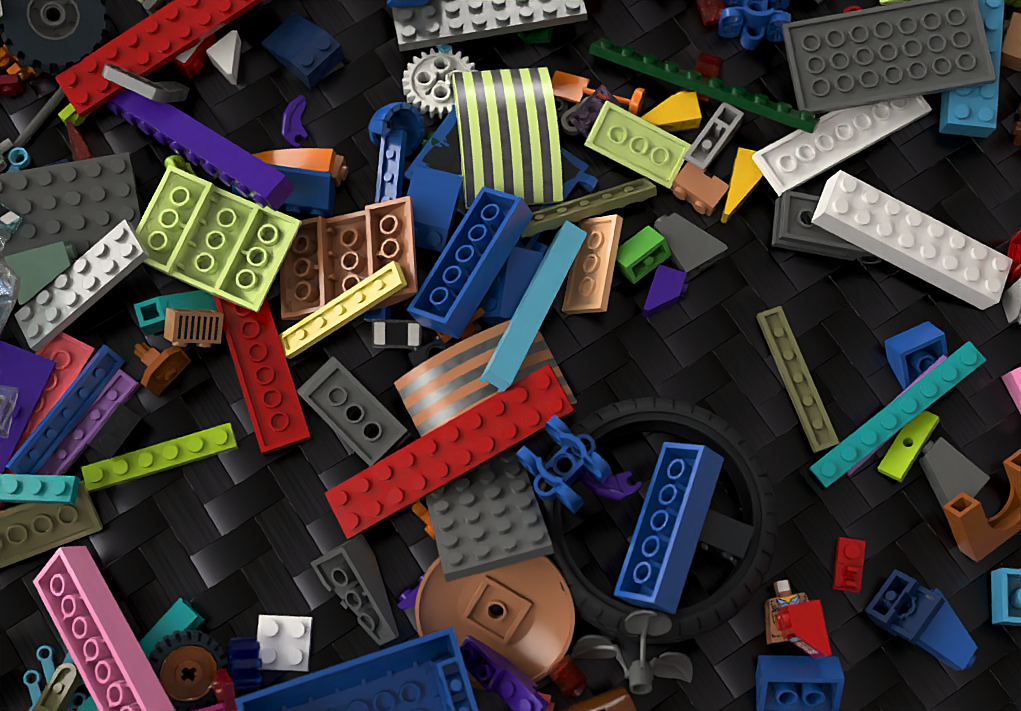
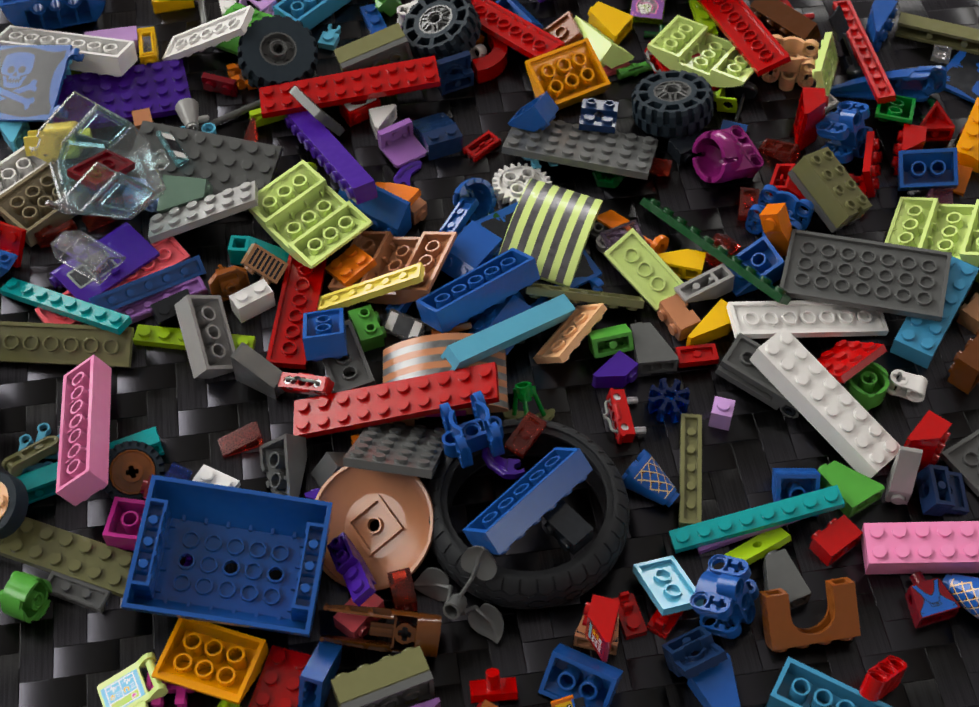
camera: 25 degrees right, 20 degrees down
(177, 453) = (205, 335): none -> light grey slope
(202, 377) = (252, 300): none -> white brick
(263, 472) = (256, 371): none -> dark grey slope
(269, 83) = (400, 144): none -> medium lavender bracket
(284, 564) = (241, 440): none -> clear red slope
(298, 282) = (351, 266): none -> orange plate
(318, 395) = (324, 334): none -> blue slope
(318, 468) = (306, 384): none -> red piece
(356, 355) = (367, 327): none -> bright green brick
(375, 41) = (484, 147): none -> red tile
(409, 553) = (327, 466): none -> dark grey slope
(584, 371) = (524, 392): none -> green plant
(621, 437) = (525, 434): none -> clear red plate
(696, 349) = (621, 416): none -> red piece
(726, 299) = (668, 400): none -> clear blue gear
(741, 228) = (697, 355): none -> red plate
(758, 75) = (764, 259): none -> blue slope
(761, 415) = (649, 480): none -> blue cone
(766, 27) = (777, 226): none -> orange slope
(801, 294) = (721, 413): none -> lavender brick
(809, 581) = (630, 616): none -> red plate
(839, 536) = (666, 584): none -> medium azure plate
(907, 525) = (726, 596): none -> blue piece
(910, 170) = (849, 358): none -> red plate
(939, 191) = (869, 385): none -> bright green brick
(972, 325) = (855, 487): none -> bright green slope
(978, 172) = (908, 385): none -> white piece
(983, 398) = (835, 540): none -> red brick

